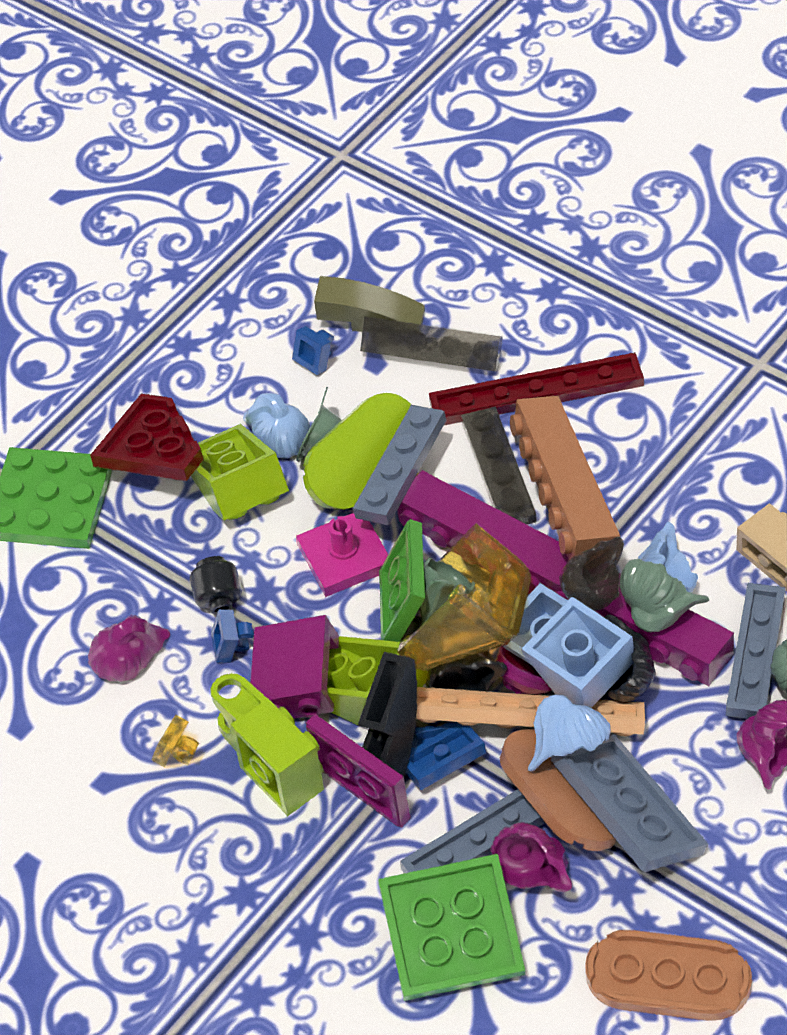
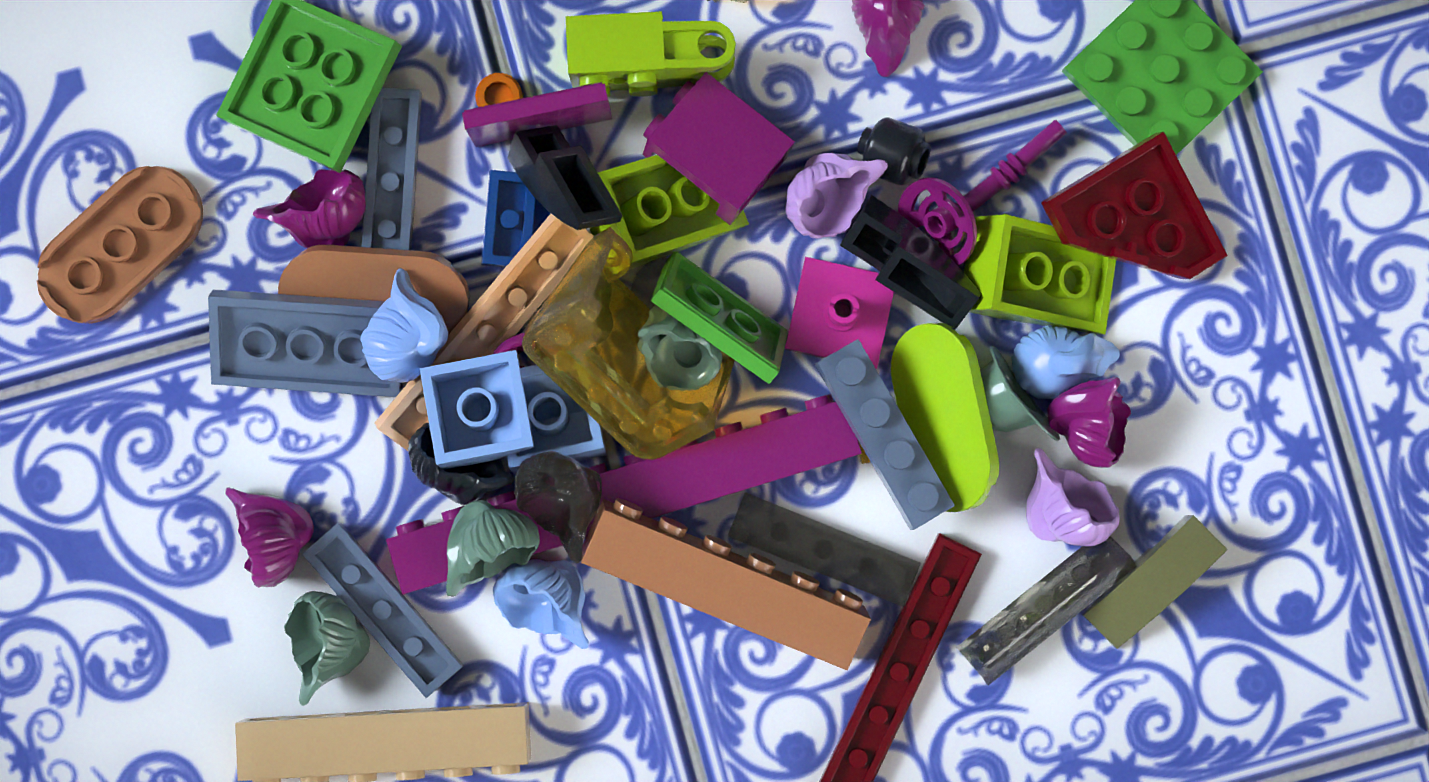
camera: 120 degrees right, 35 degrees up
(229, 636) = (818, 118): blue tile -> none
(232, 531) = (960, 215): none -> magenta dish
(270, 597) = (830, 193): none -> lavender hair
(280, 529) = (910, 263): none -> black slope
(299, 380) = (1092, 421): none -> magenta hair
(312, 349) = (1140, 478): blue tile -> none
(362, 366) = (1069, 506): none -> lavender hair
(364, 824) = (497, 89): none -> orange tile

